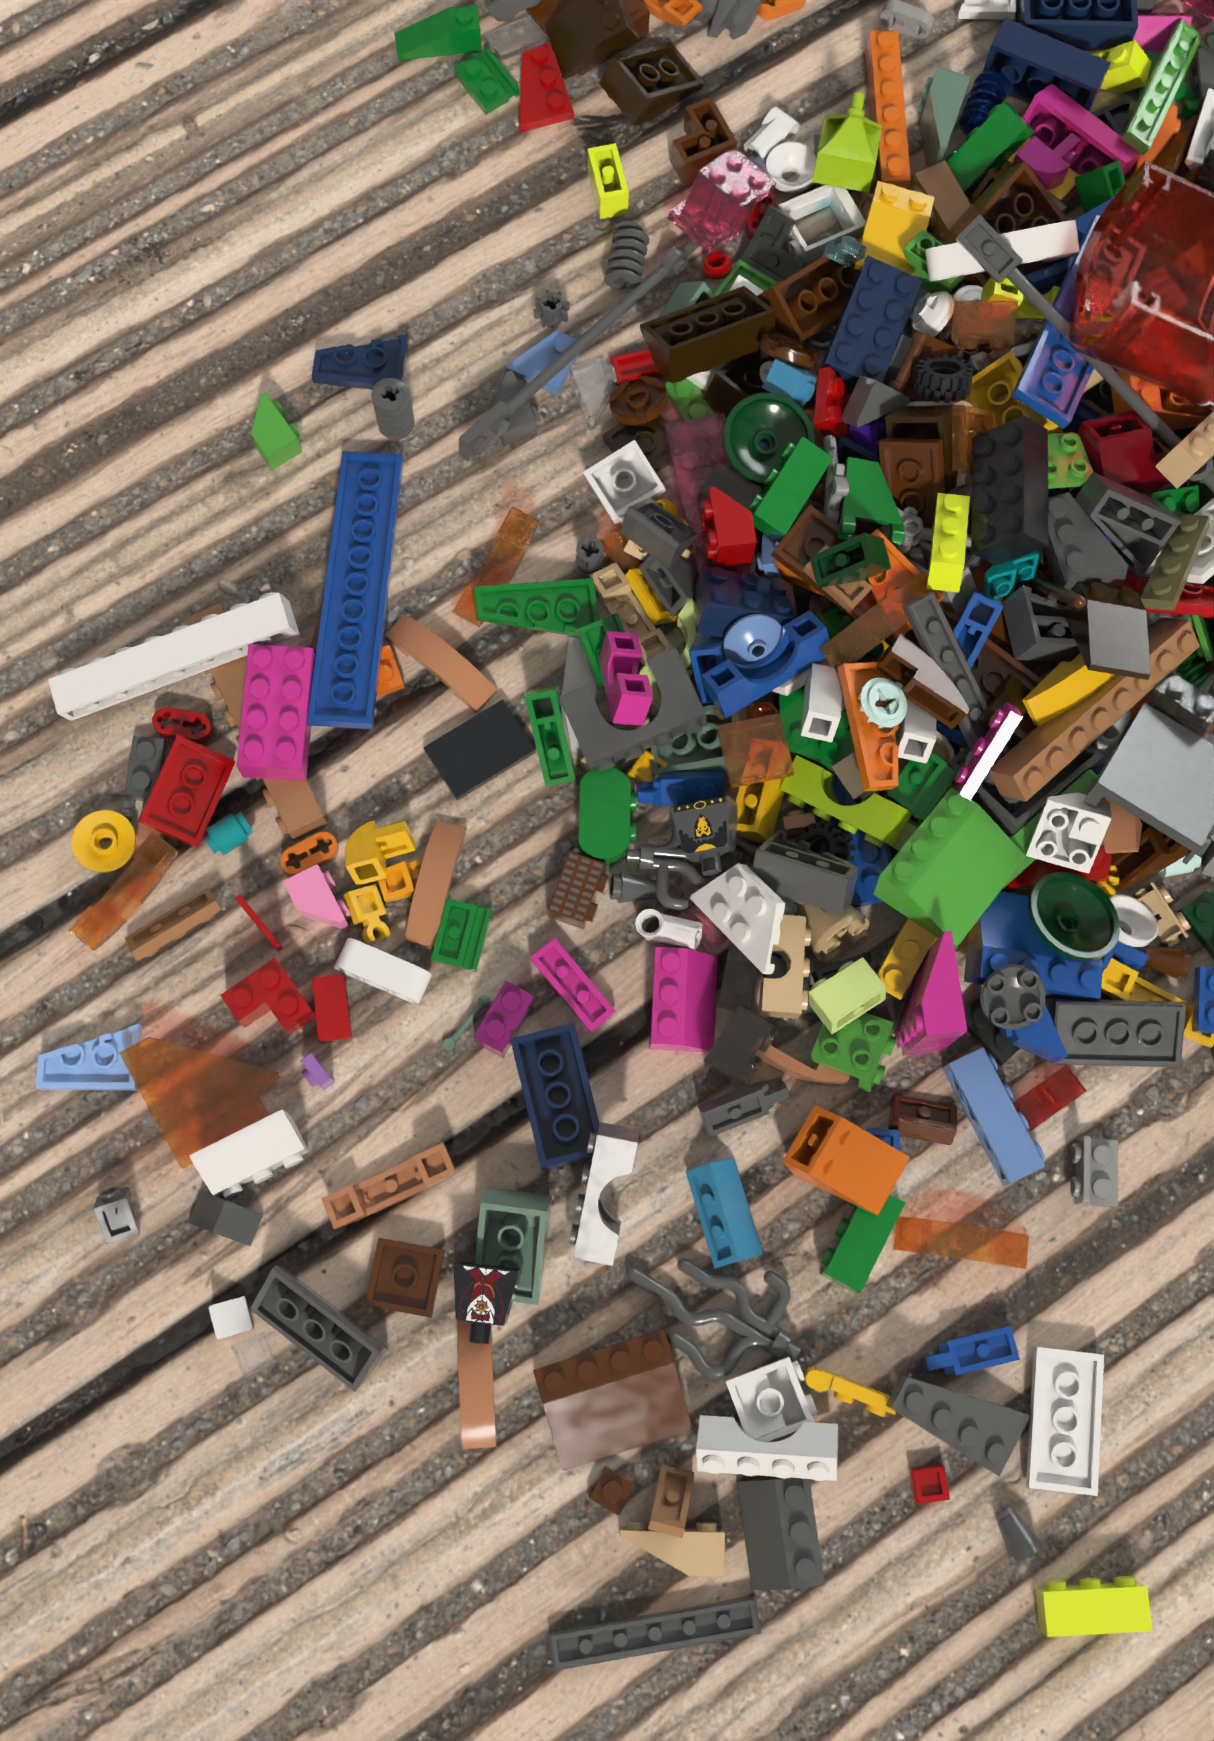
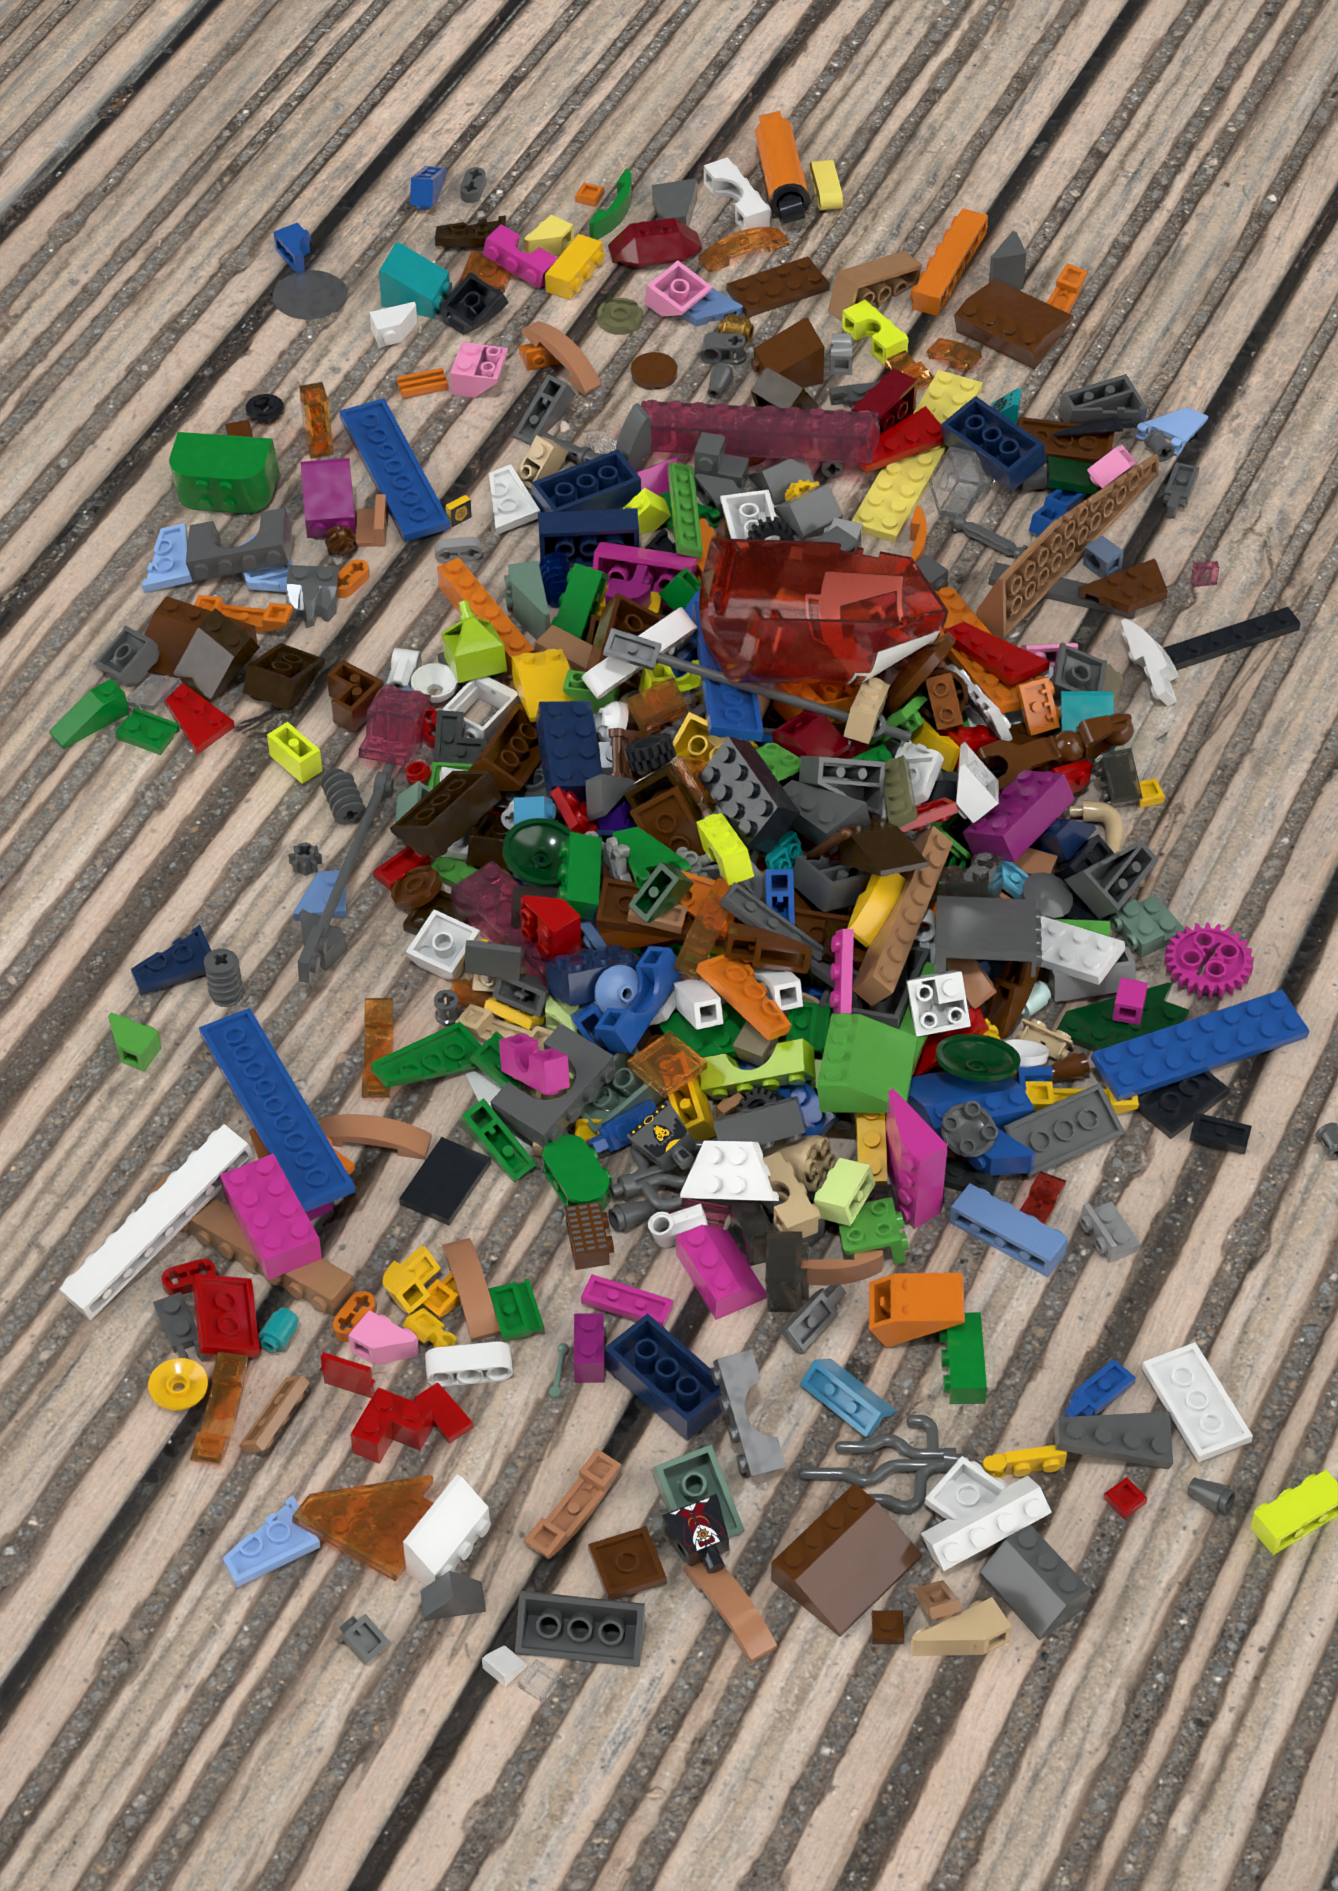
camera: 25 degrees left, 25 degrees down
(315, 1073) = (461, 1457): medium lavender plate -> none
(592, 385) = (372, 896): clear slope -> none
(654, 1633) = (984, 1706): dark grey tile -> none
(788, 350) = (518, 792): reddish brown tile -> none
(845, 250) = (517, 711): clear light blue plate -> none
(883, 690) = (738, 968): light aqua gear -> none
(923, 1119) = (965, 1258): reddish brown slope -> none
(961, 1241) = (1038, 1322): clear orange slope -> none

